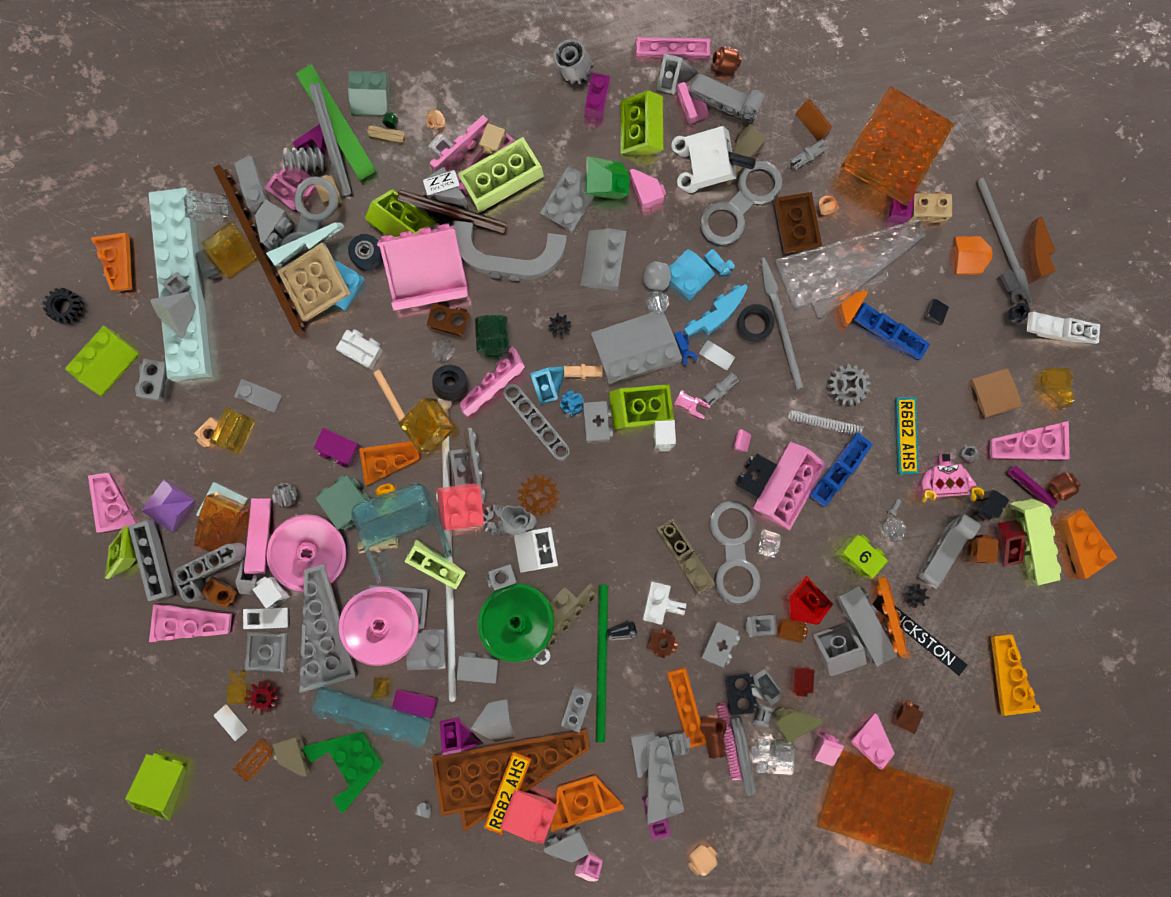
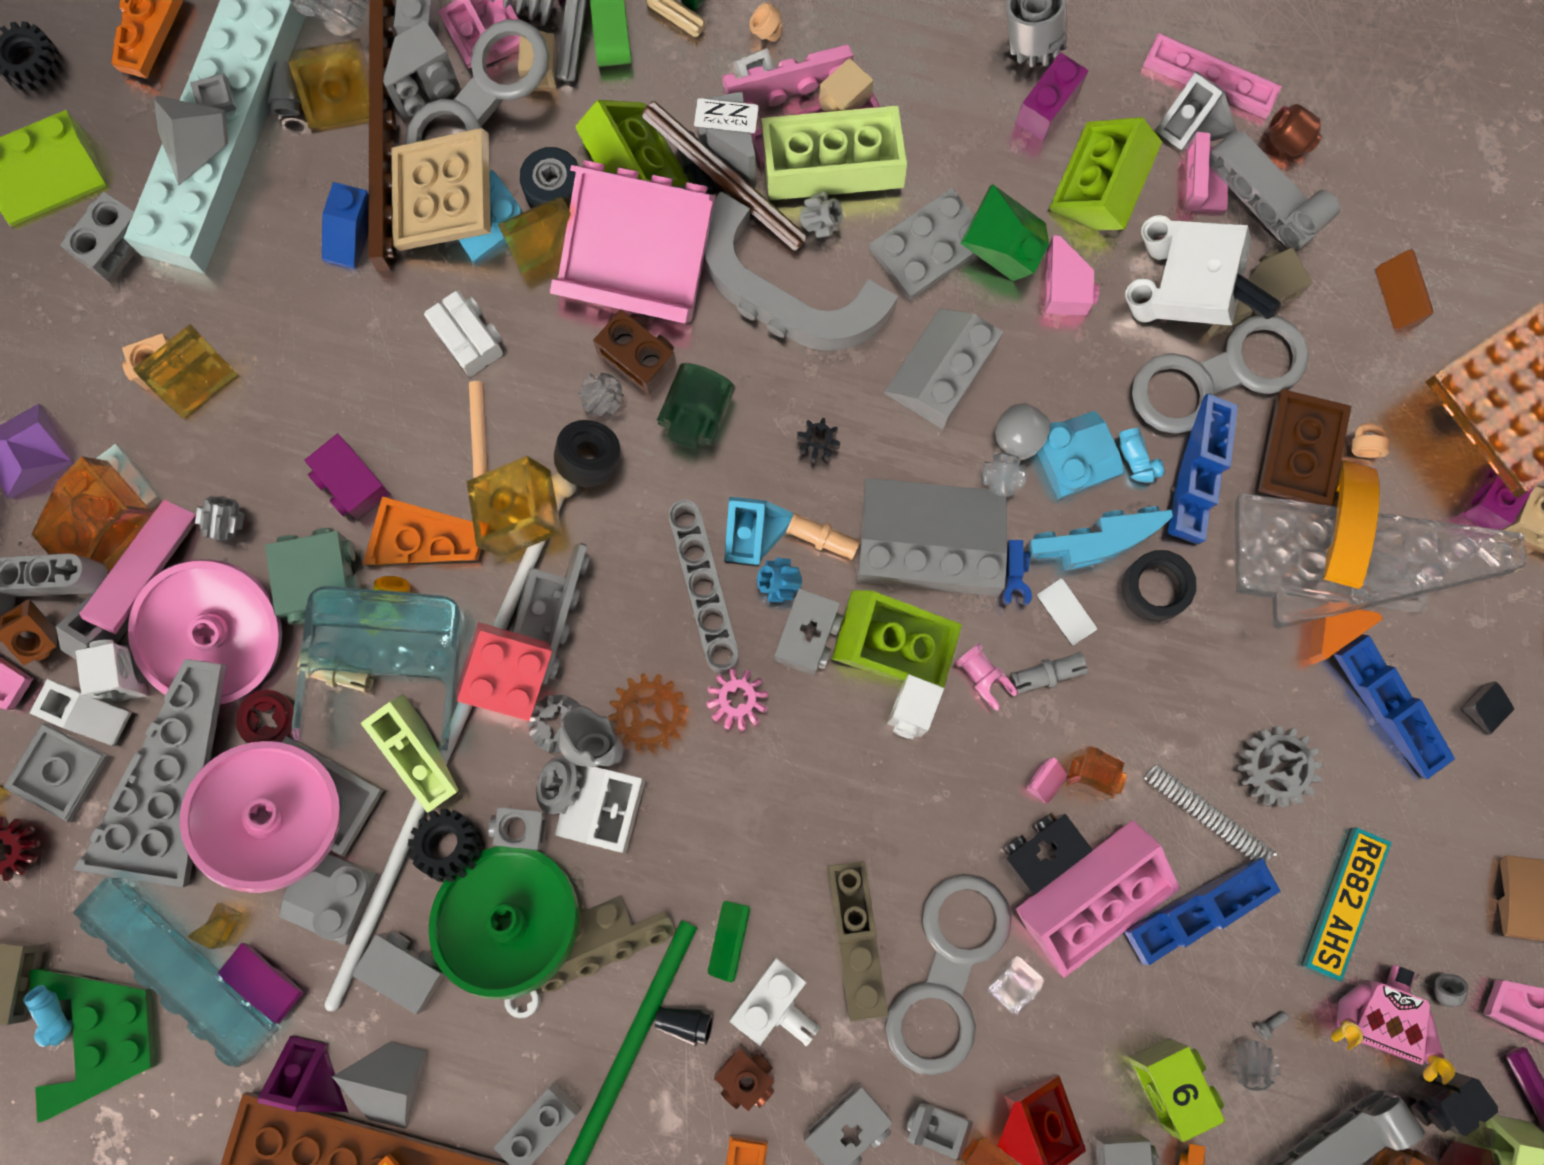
camera: 20 degrees right, 5 degrees down
(258, 396) = (259, 335): light grey slope -> none
(273, 321) = (345, 225): none -> blue slope
(284, 253) = (425, 122): light aqua slope -> none
(321, 761) = (48, 1015): none -> medium azure arm
(350, 573) = (265, 701): none -> dark red gear
(372, 282) = (536, 233): none -> clear yellow slope
(482, 601) = (429, 834): none -> black tyre
(493, 382) = (660, 485): bright pink wing -> none
(506, 548) = (552, 776): none -> light grey gear
(509, 209) = (821, 215): none -> light grey gear
(572, 465) = (731, 688): none -> bright pink gear
(625, 584) = (728, 941): none -> green slope
(752, 255) = (1201, 470): none -> blue slope
(763, 427) = (1096, 773): none -> clear orange slope
(772, 288) = (1214, 542): light grey piece -> none
(808, 154) = (1371, 343): light grey pin -> none
(836, 251) = (1354, 525): none -> light orange slope

